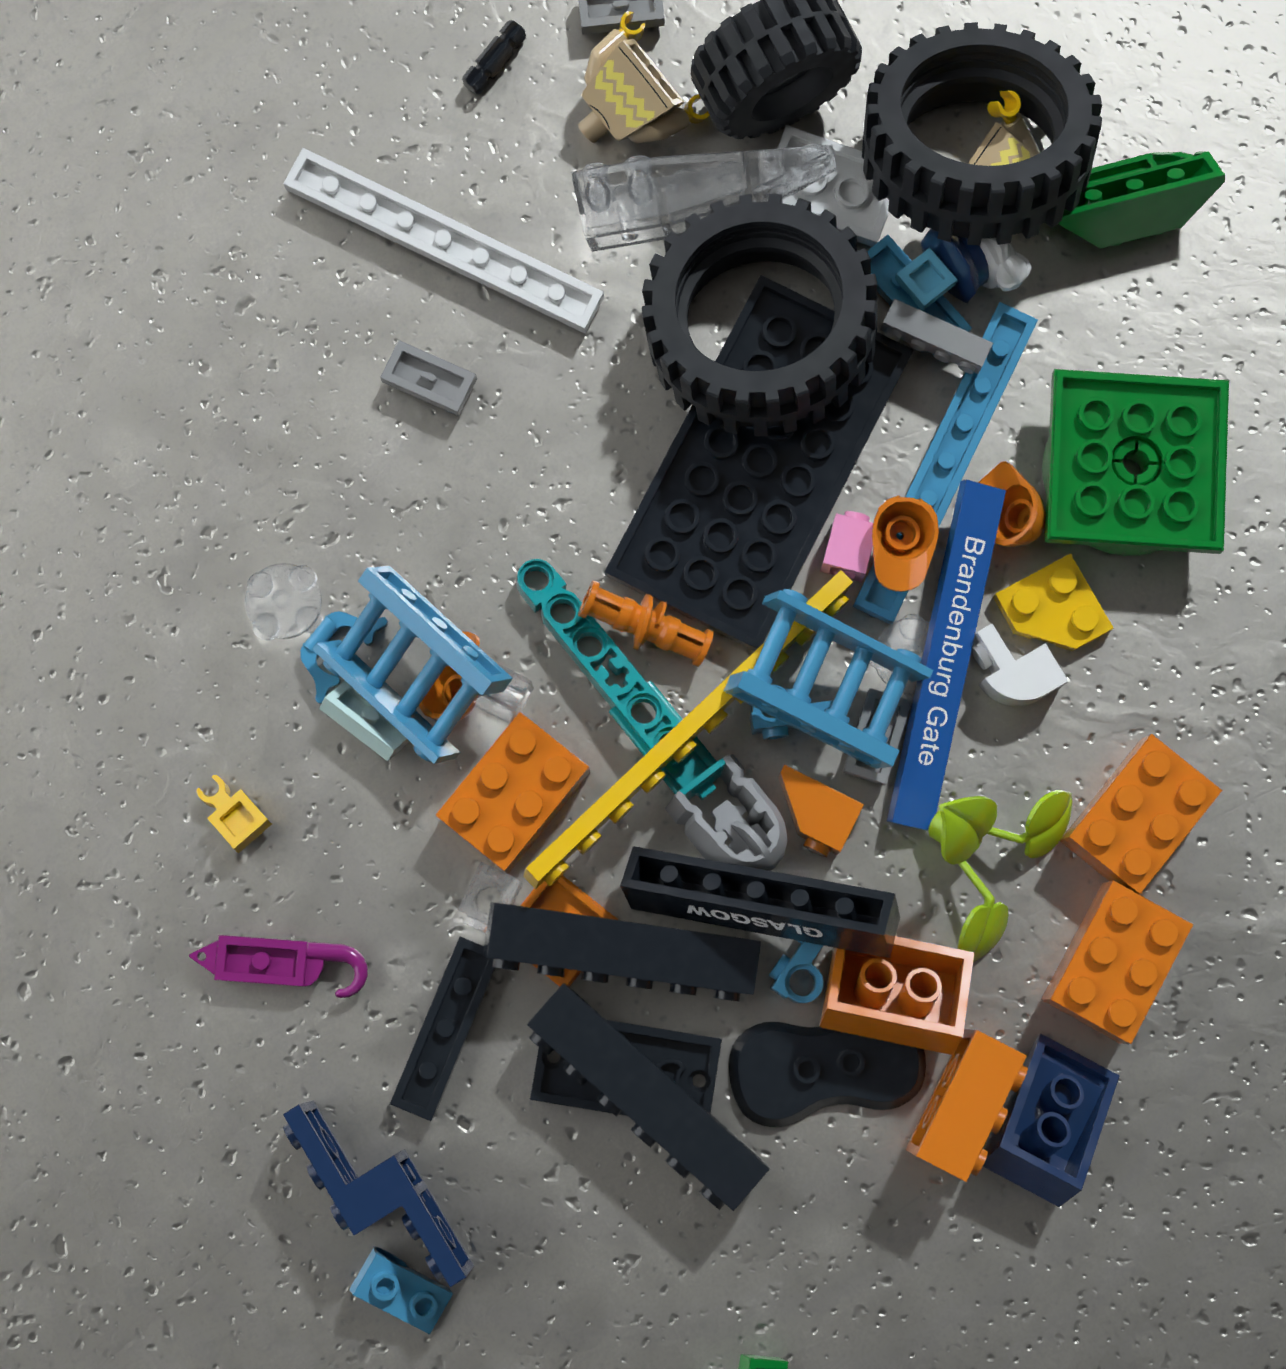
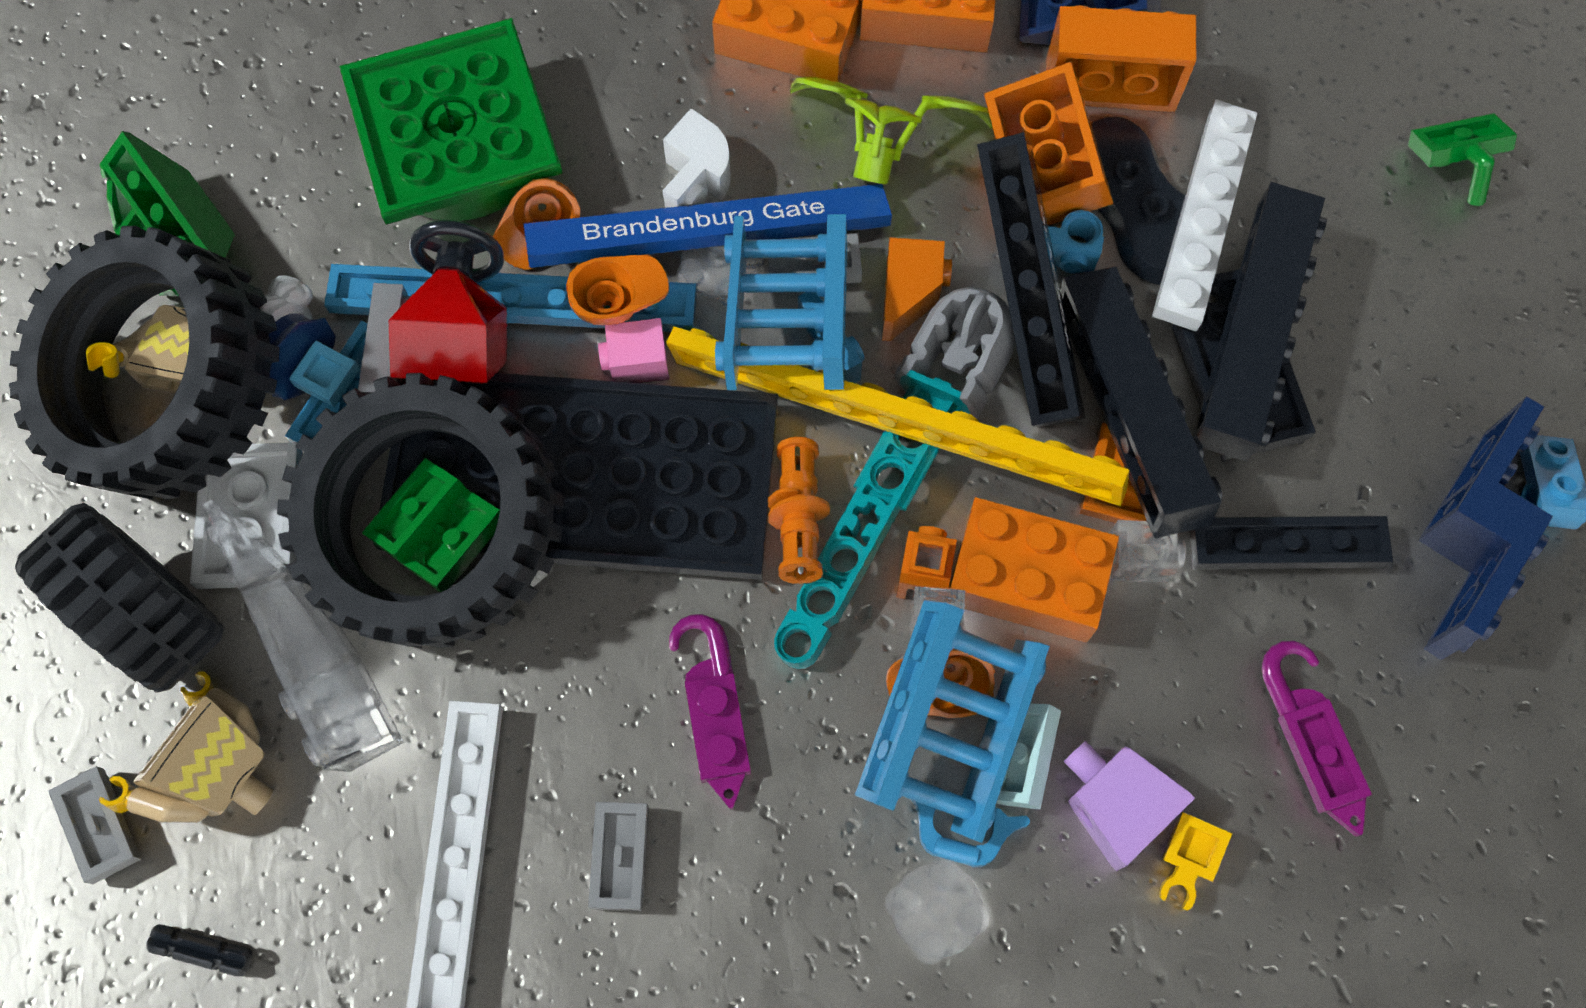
camera: 115 degrees left, 10 degrees down
(298, 779) = (1123, 801): none -> lavender torso
(512, 495) = (715, 710): none -> magenta plate
(555, 710) = (926, 560): none -> orange window
(753, 323) = (434, 526): none -> green slope
(779, 1113) = (1205, 216): none -> white plate
(921, 390) = (450, 320): none -> red piece
(1054, 606) = (617, 159): yellow plate -> none

